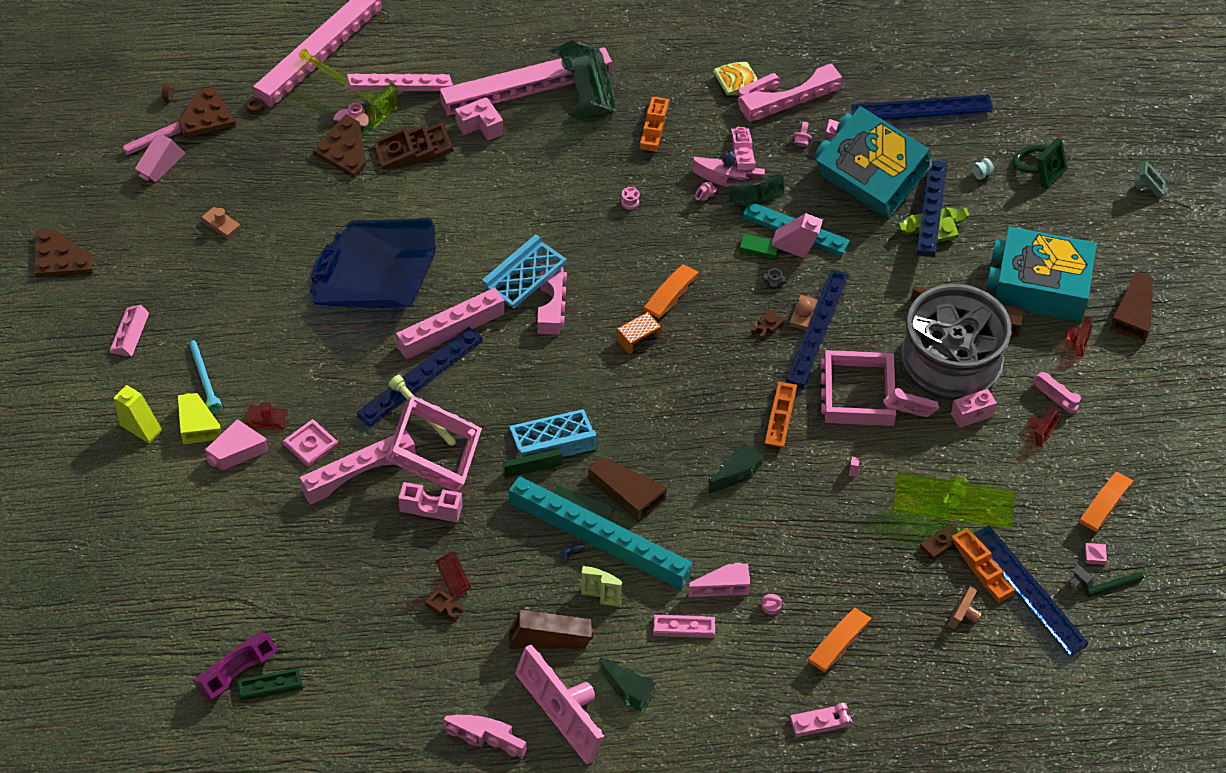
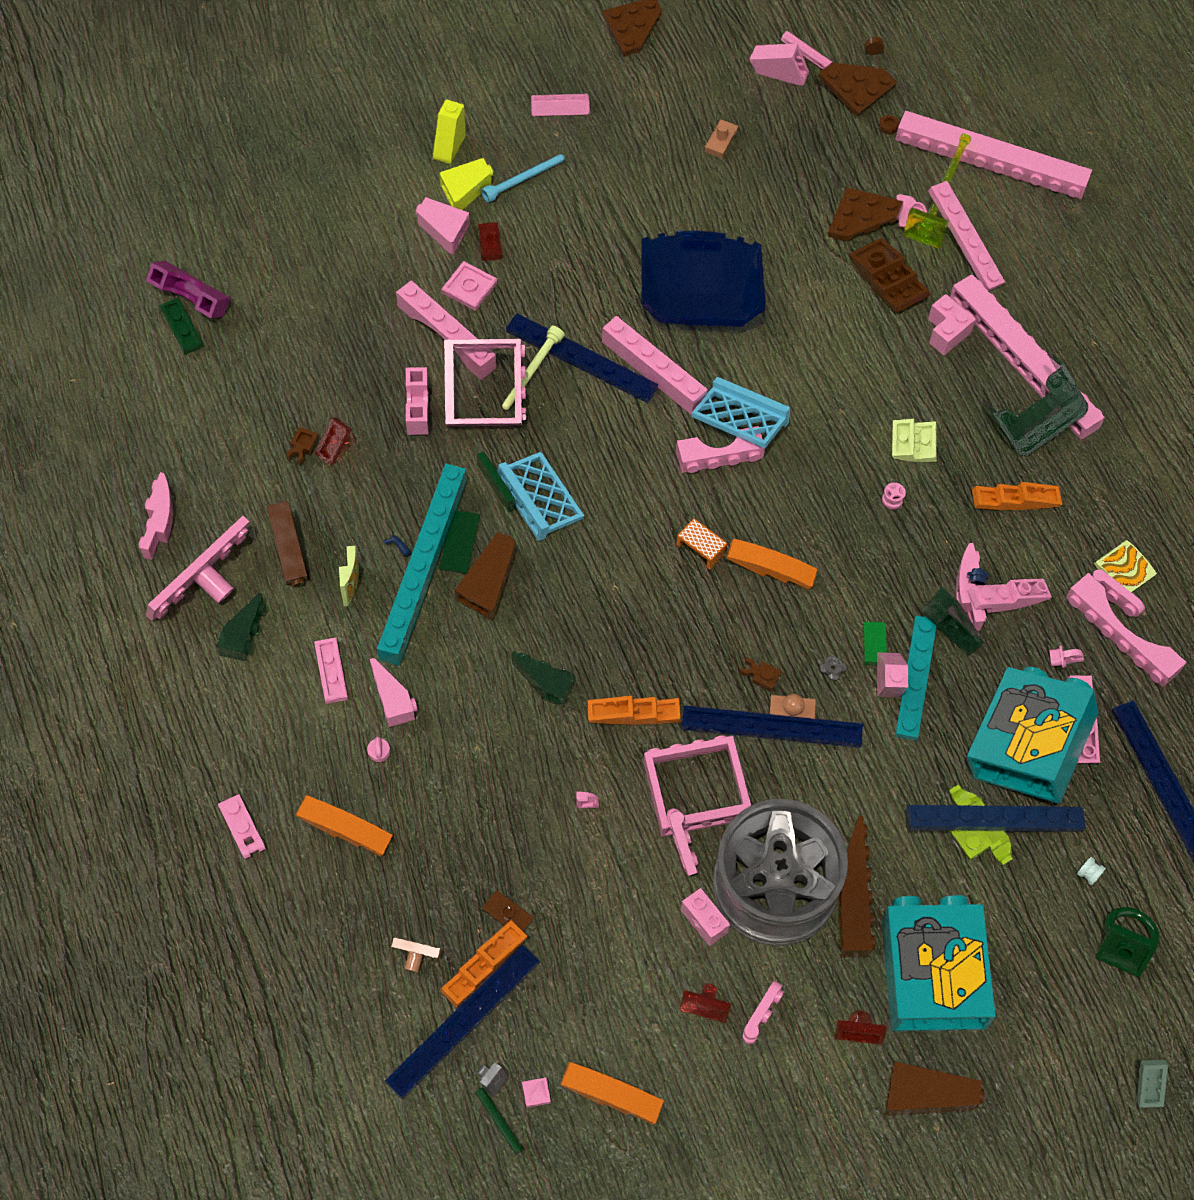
camera: 75 degrees right, 10 degrees up
(581, 172) = (914, 441): none -> yellowish green slope
(705, 190) = (935, 569): bright pink piece -> none
(954, 500) = (556, 912): clear neon green plate -> none

